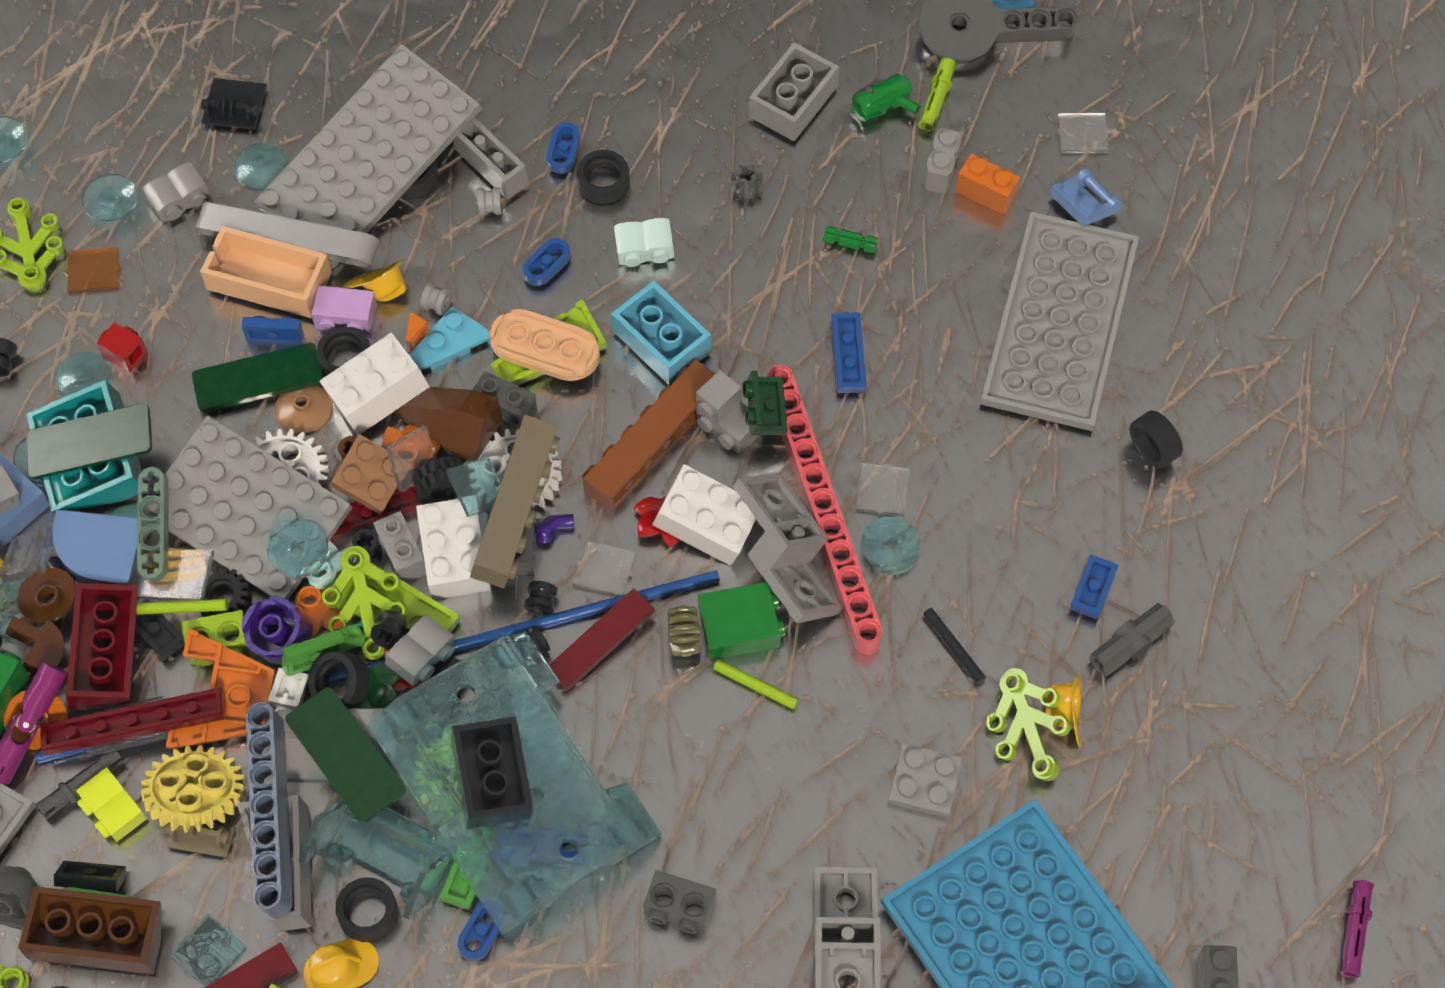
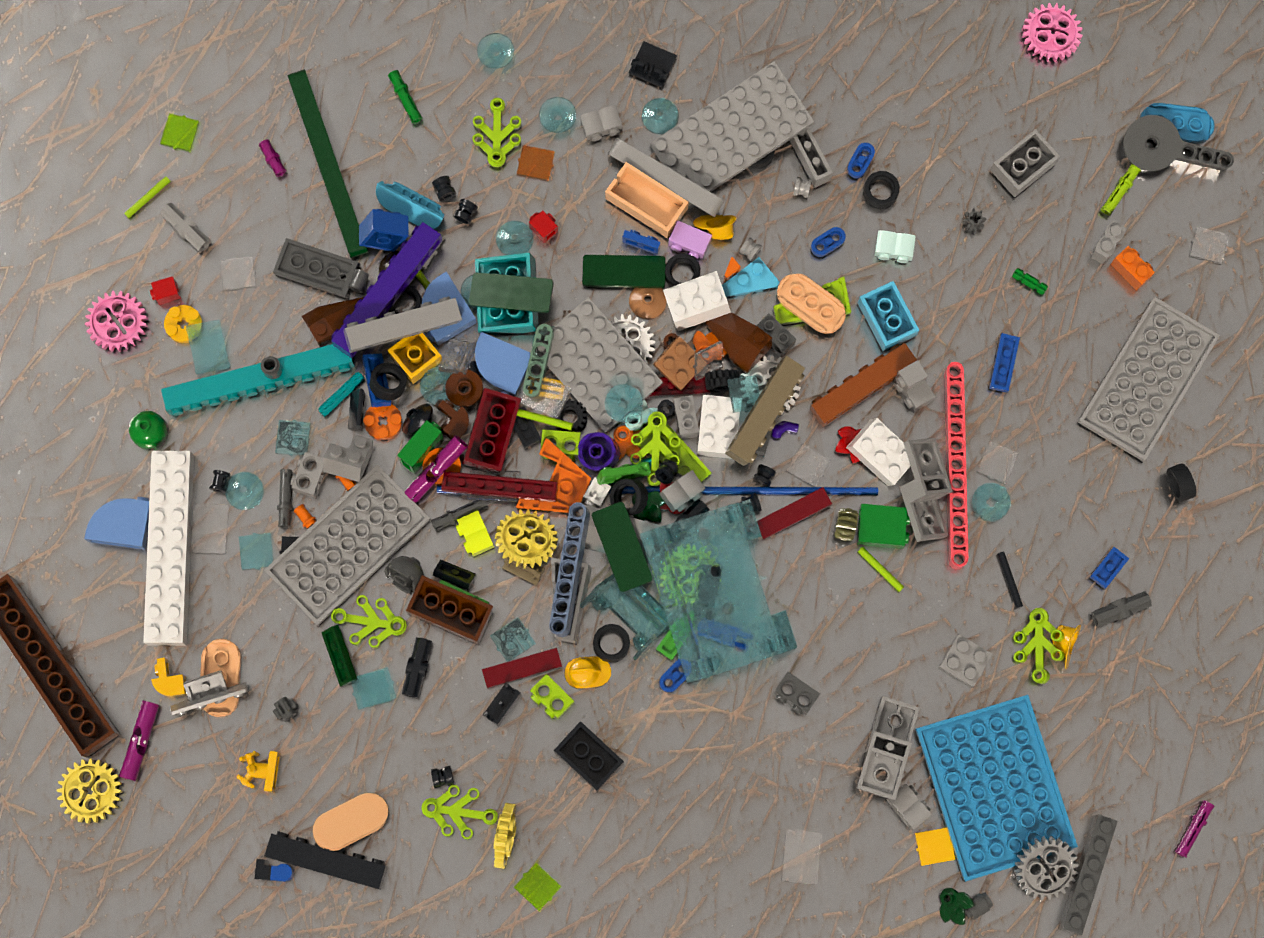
camera: 15 degrees right, 15 degrees up
(491, 772) = (707, 590): black brick -> none
(766, 405) = (940, 390): dark green bracket -> none
(882, 95) = (1083, 180): green piece -> none
(1081, 203) = (1189, 299): medium blue plate -> none

